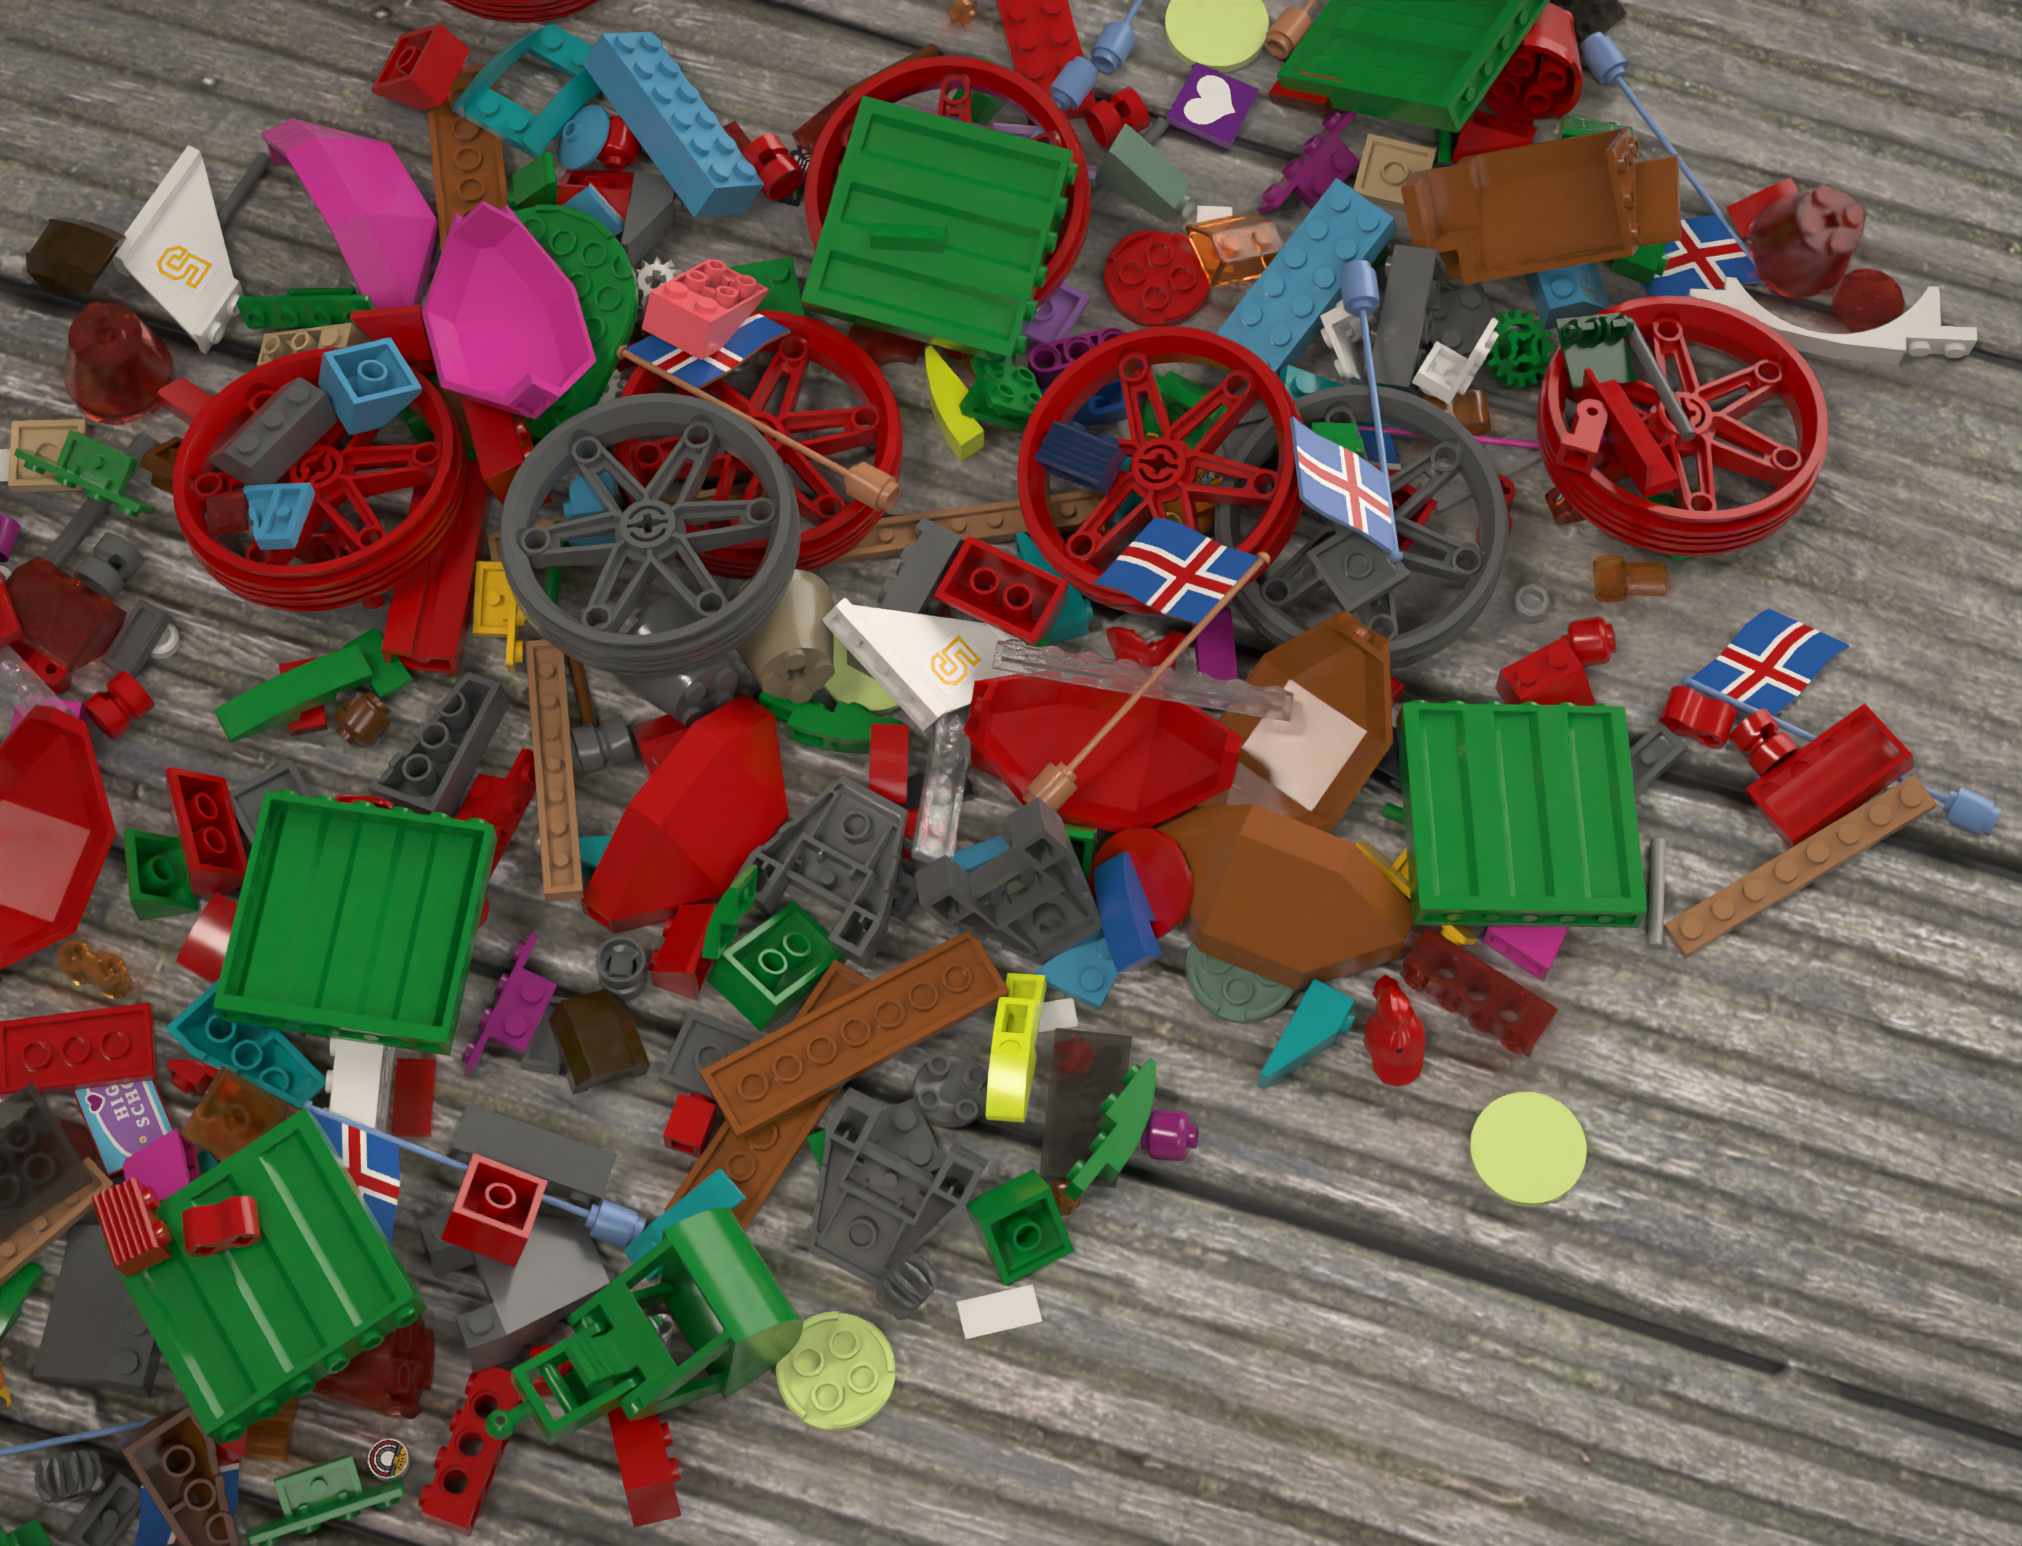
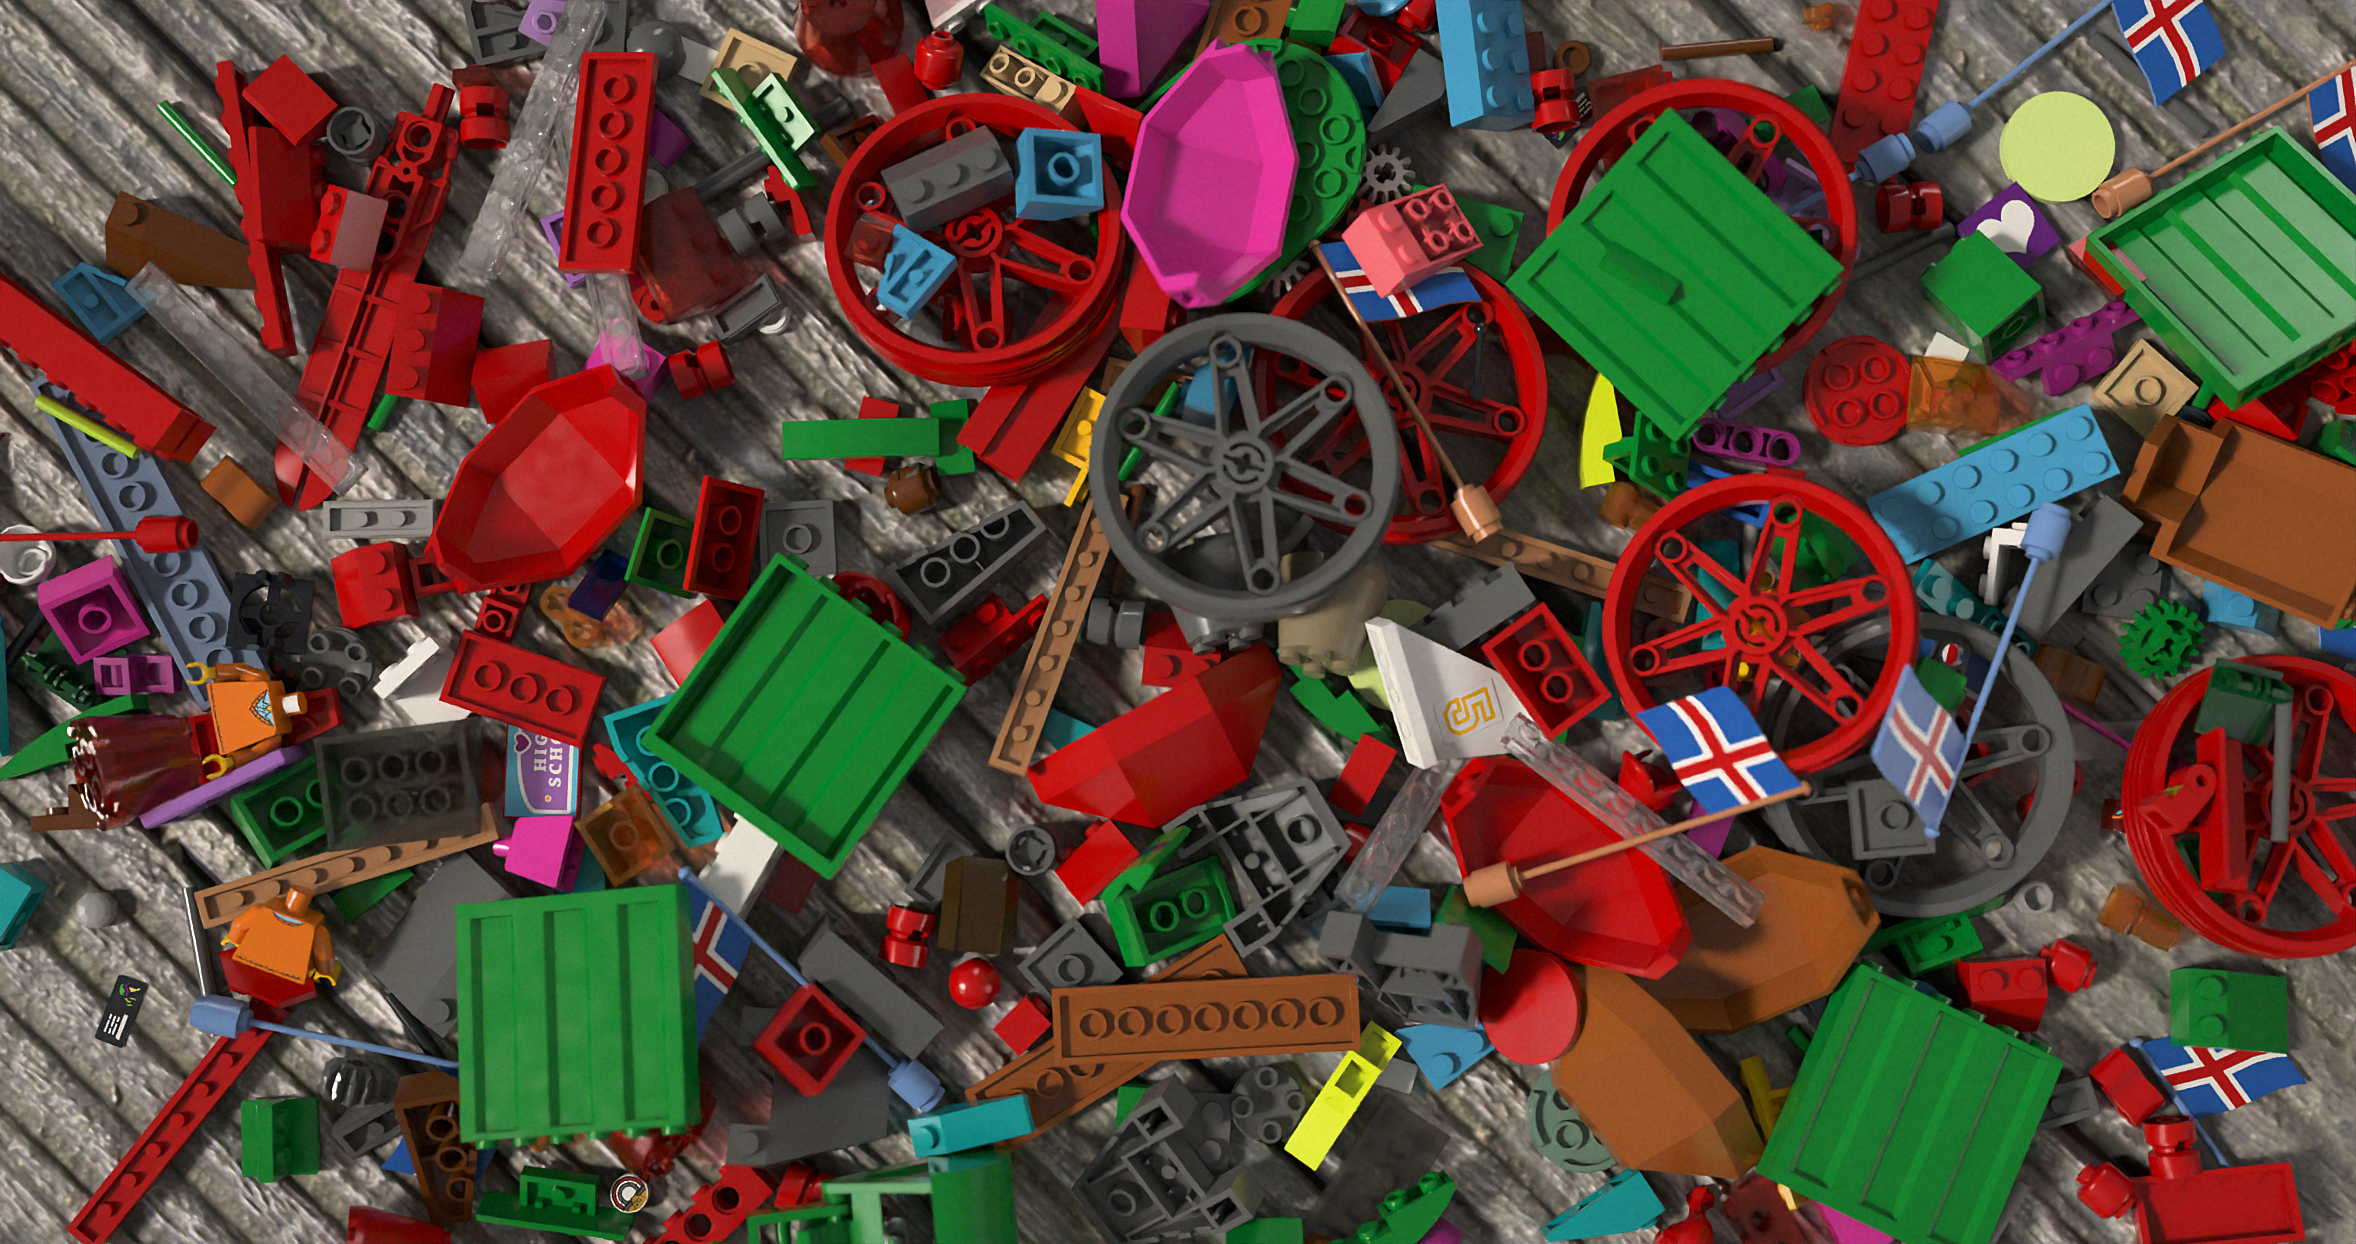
camera: 30 degrees right, 20 degrees up
(23, 988) = (503, 611): none -> red slope
(99, 1406) = (415, 1029): none -> black bar
(110, 925) = (601, 586): none -> clear blue tile
(132, 1226) = (480, 916): red brick -> none
(138, 535) = (787, 198): none -> red slope
(215, 363) = (938, 60): none -> red head
(221, 1226) = (552, 962): red axle -> none
(517, 1011) = (921, 841): magenta bracket -> none
(543, 1094) = (907, 936): none -> red wheel
(627, 1108) = (975, 983): none -> red piece
(773, 124) = (1573, 56): none -> reddish brown tile
(824, 406) = (1476, 392): none -> black hinge
(1001, 453) = (1625, 507): none -> clear orange piece
(1079, 1055) = (1393, 1139): clear red plate -> none
(1081, 456) = (1687, 581): dark blue brick -> none
(1125, 914) = (1501, 1031): blue slope -> none
(1143, 176) = (1901, 286): sand green slope -> none
(1221, 154) = (1983, 296): none -> green slope
(1448, 372) = (2087, 642): white bracket -> none
(1465, 666) = (1932, 941): none -> green bracket
(1729, 807) = (2105, 1190): none -> red head
(1745, 614) = (2228, 1011): none -> green slope

